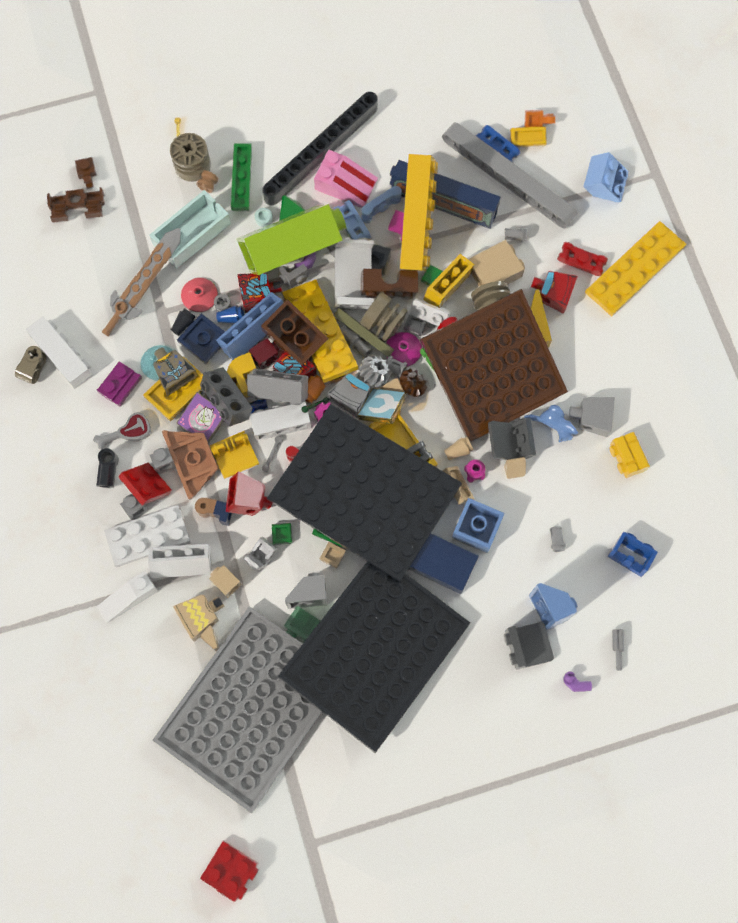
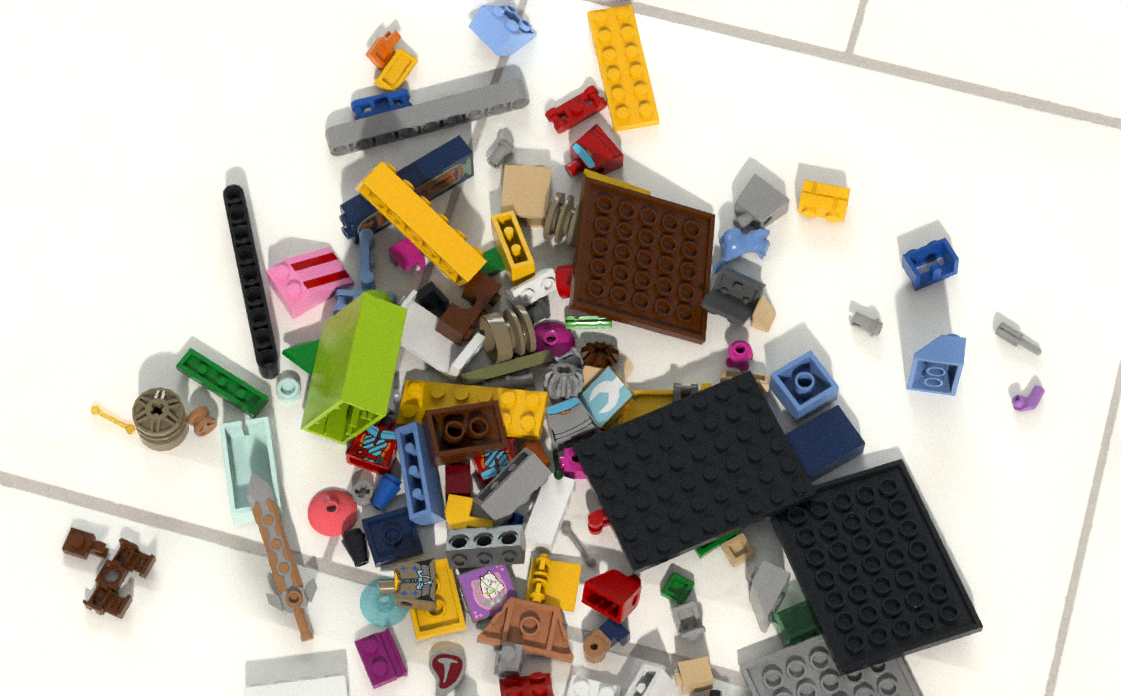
camera: 55 degrees left, 10 degrees down
(459, 448) = (704, 355): tan cone -> none
(528, 645) = (961, 419): dark grey bracket -> none

